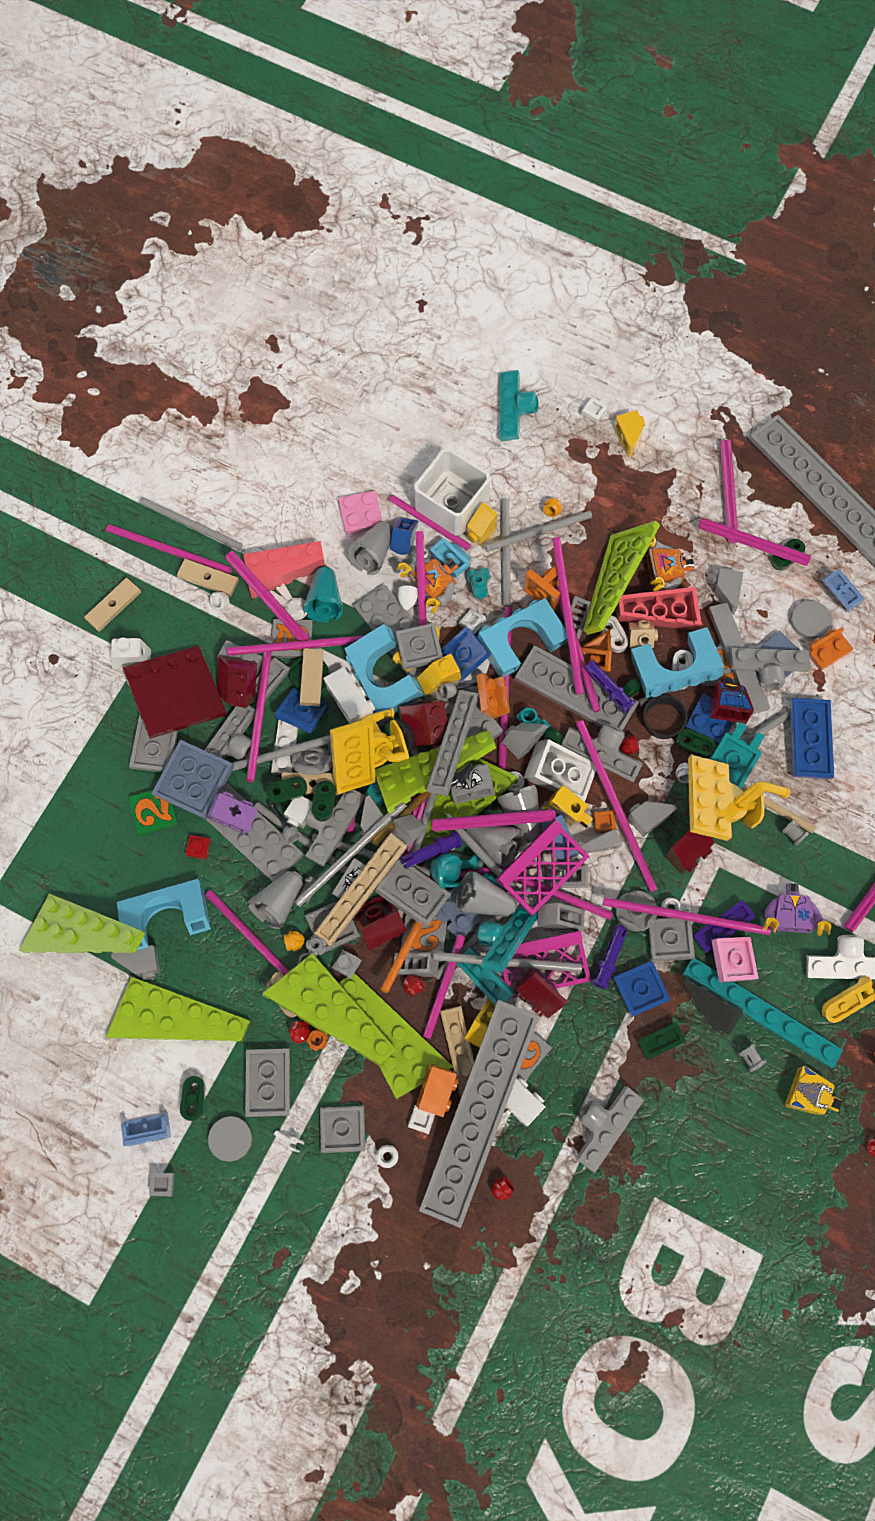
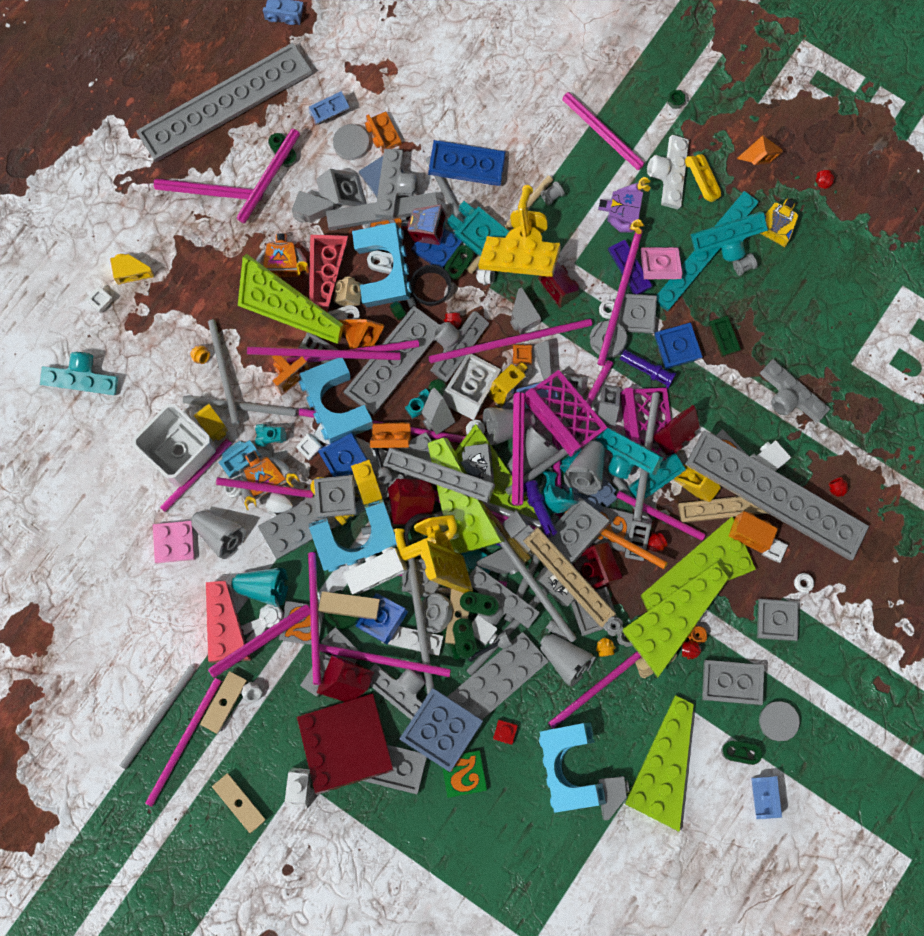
camera: 85 degrees left, 5 degrees up
(74, 929) = (576, 859): lime wing -> none
(161, 1184) = (815, 786): light grey plate -> none
(220, 812) = (479, 702): medium lavender brick -> none
(291, 1142) = (785, 667): white hand -> none
(346, 964) = (632, 601): light grey plate -> none
(403, 535) = (207, 500): blue slope -> none
(616, 693) = (405, 323): dark purple pin -> none
(718, 1010) = (703, 284): clear smoke slope -> none
(755, 615) = (341, 187): none -> light grey slope
(781, 1033) = (730, 236): none -> teal plate

